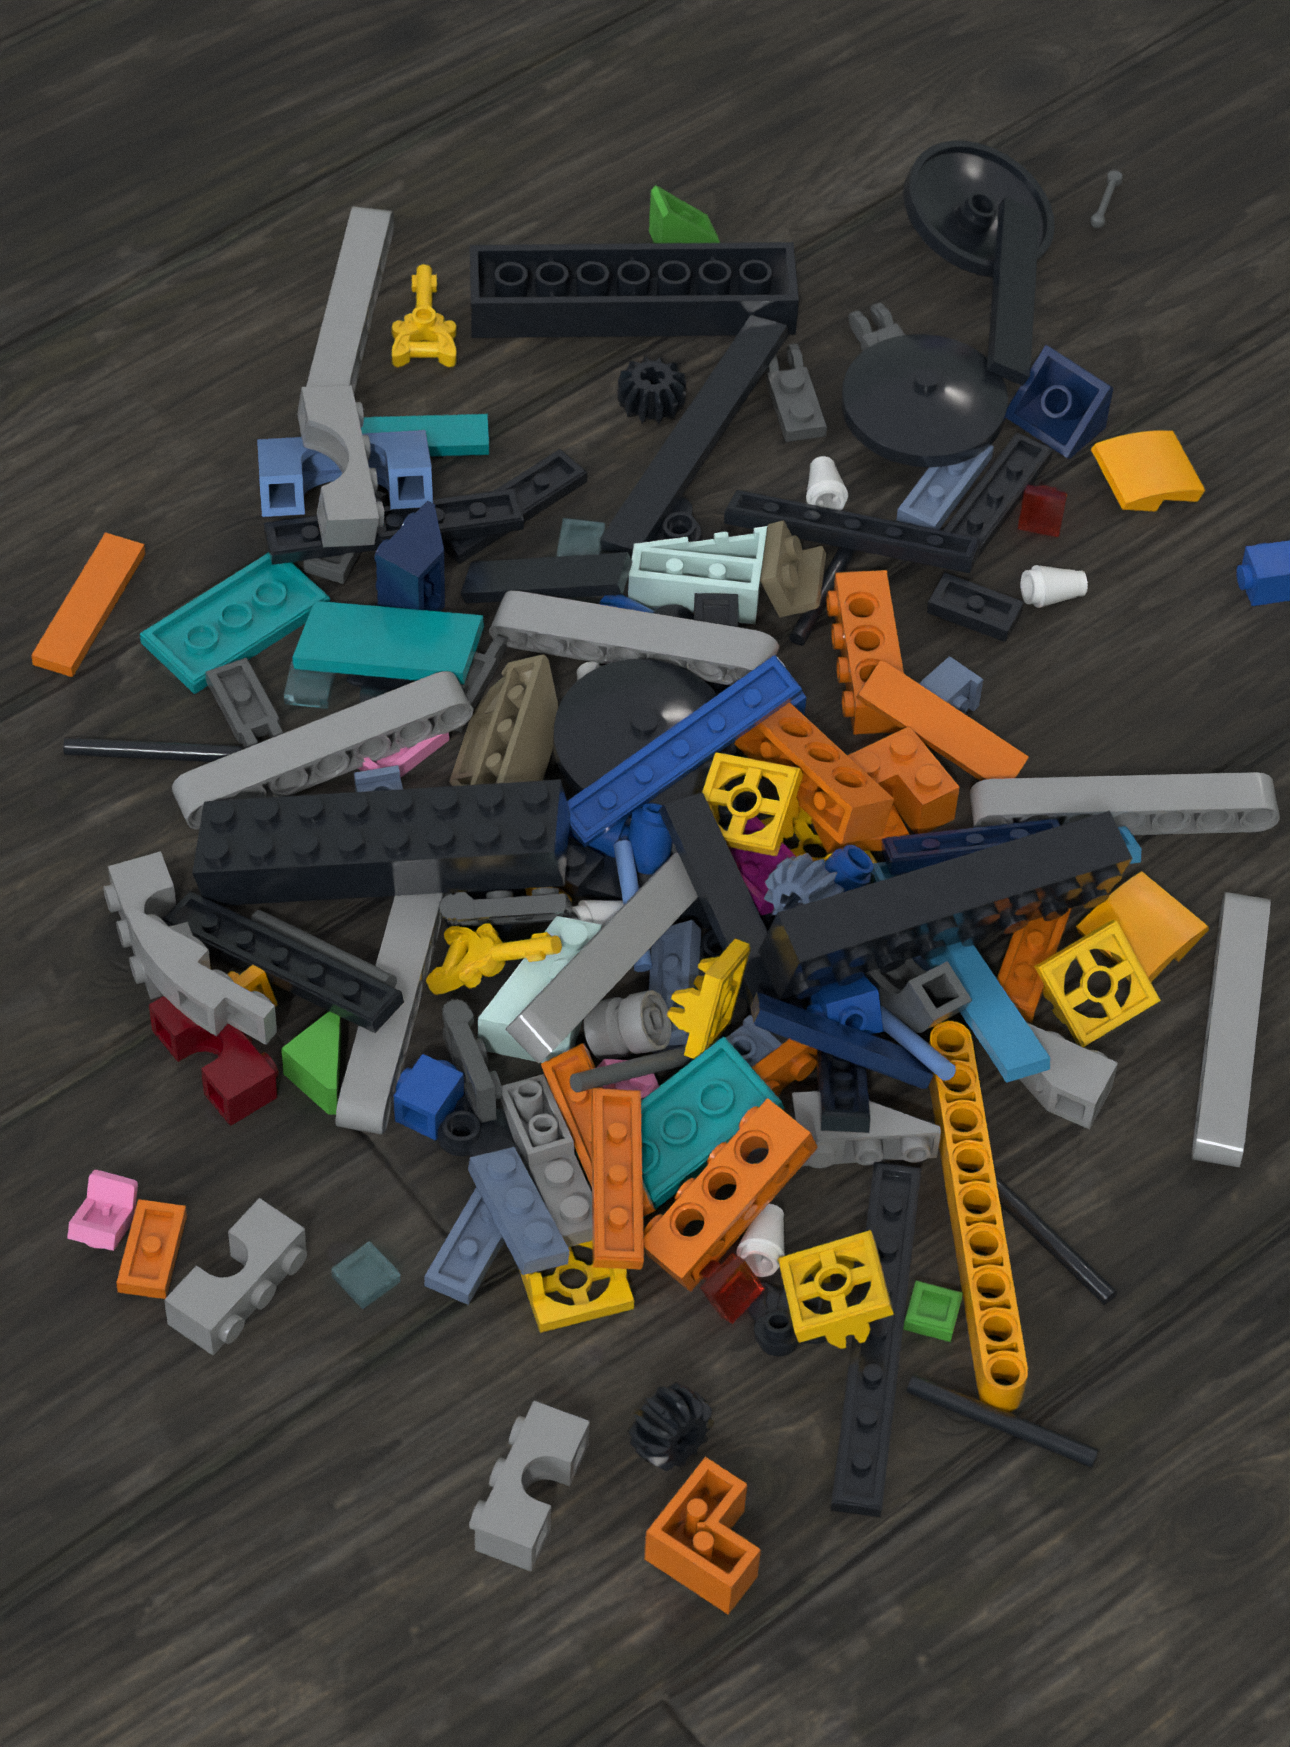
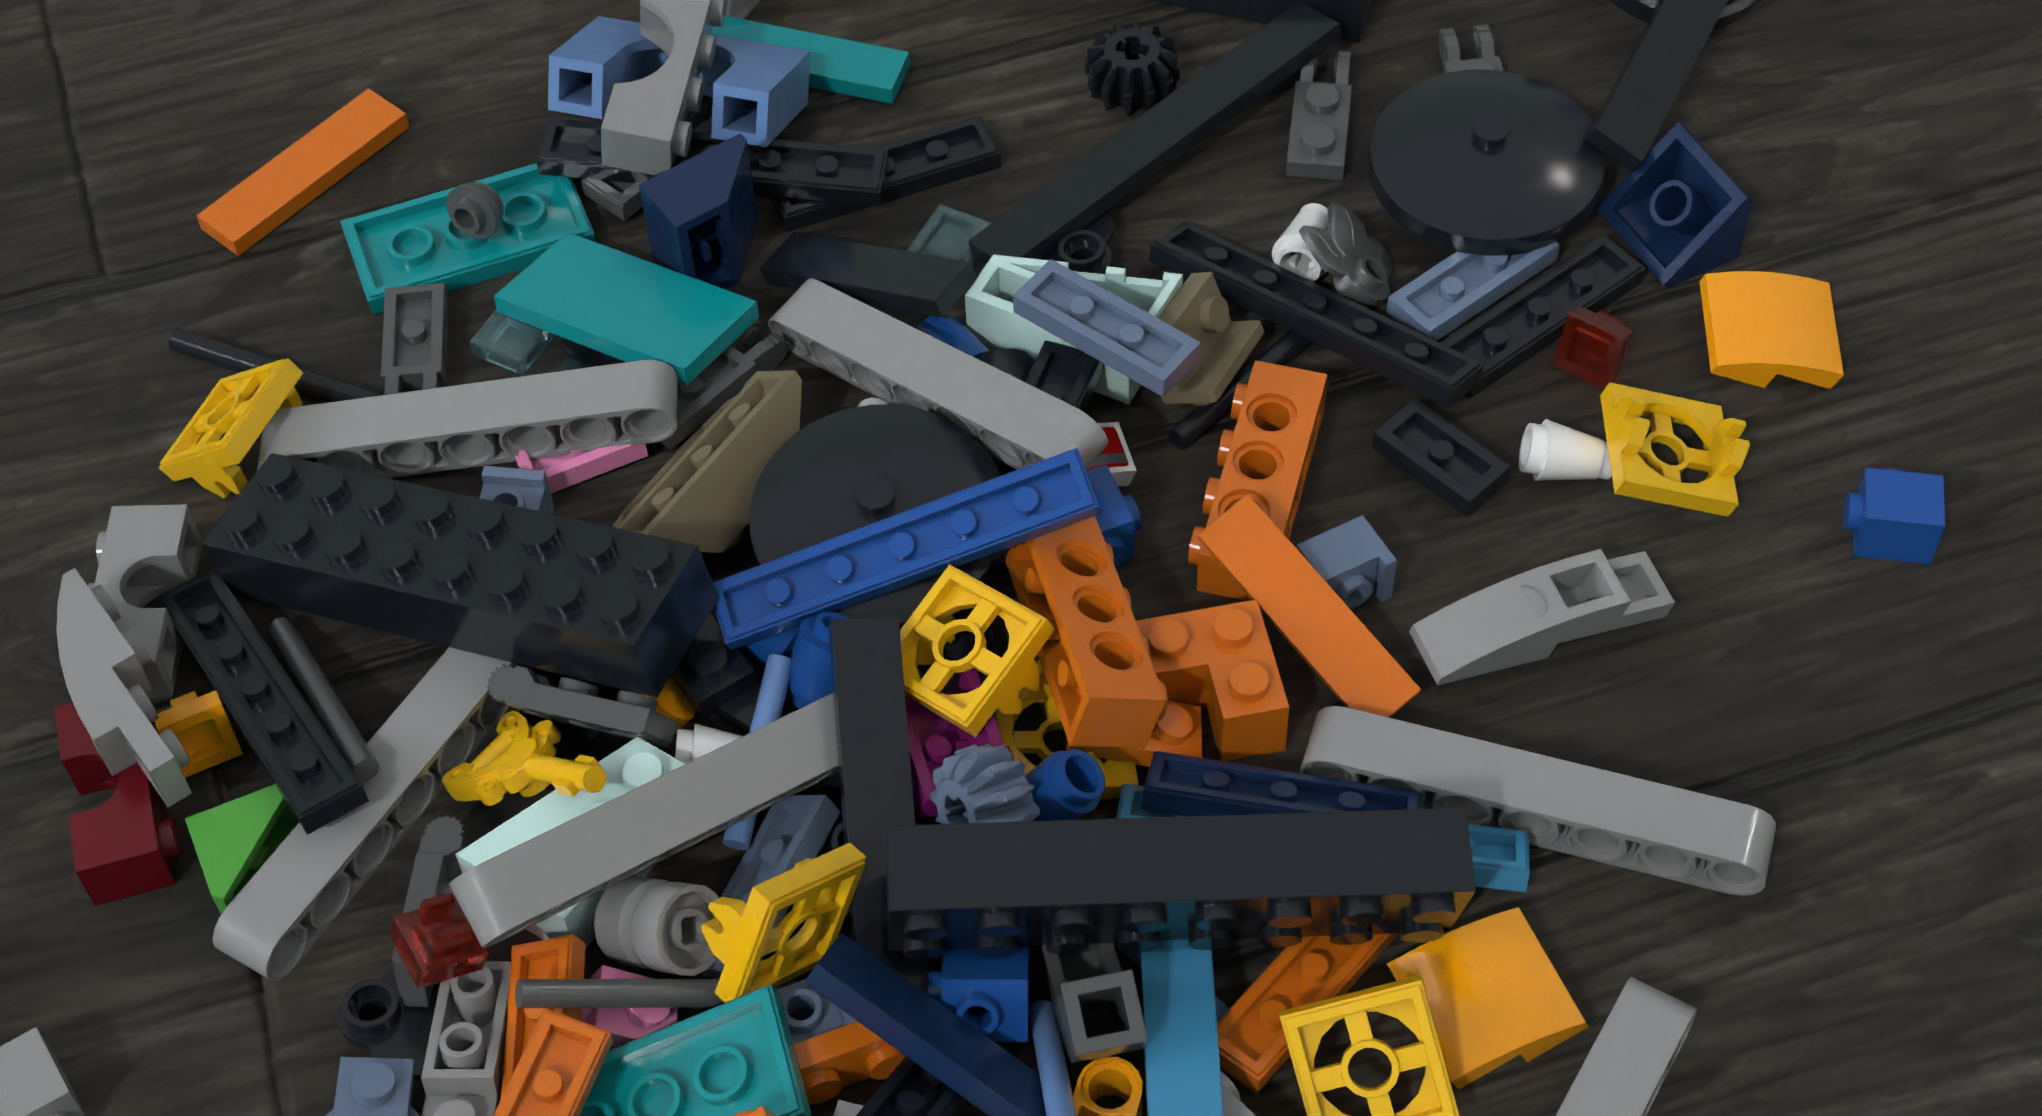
camera: 25 degrees right, 0 degrees up
(166, 764) = (241, 409): none -> yellow piece
(247, 592) = (475, 209): none -> dark grey plate
(427, 1095) = (348, 940): blue brick -> none
(502, 1069) = (437, 941): none -> clear red tile
(739, 573) = (1107, 327): none -> sand blue plate
(862, 488) = (1356, 261): none -> flat silver plate
(1080, 690) = (1536, 610): none -> light grey slope
(1093, 551) = (1643, 476): none -> yellow piece

